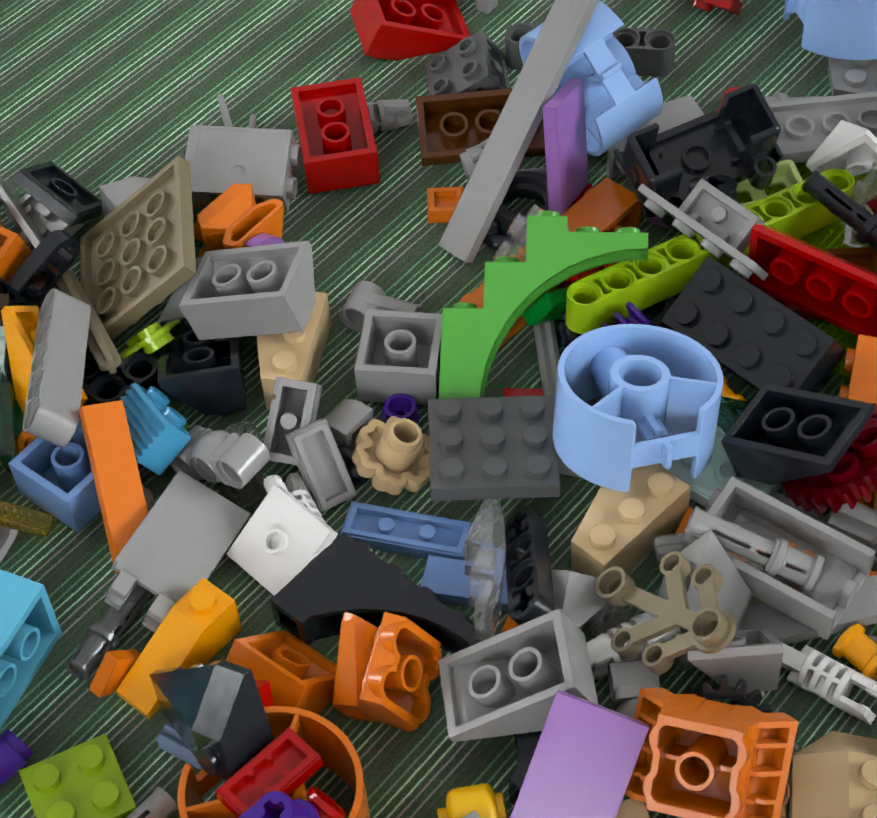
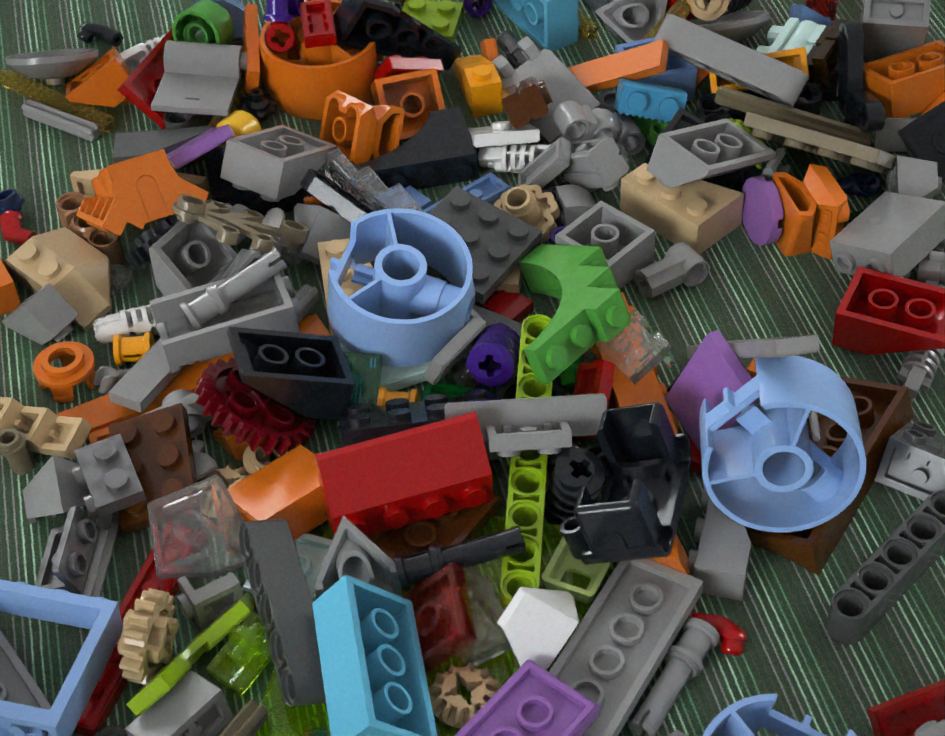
camera: 125 degrees right, 5 degrees down
(238, 516) = (526, 101): none -> reddish brown brick

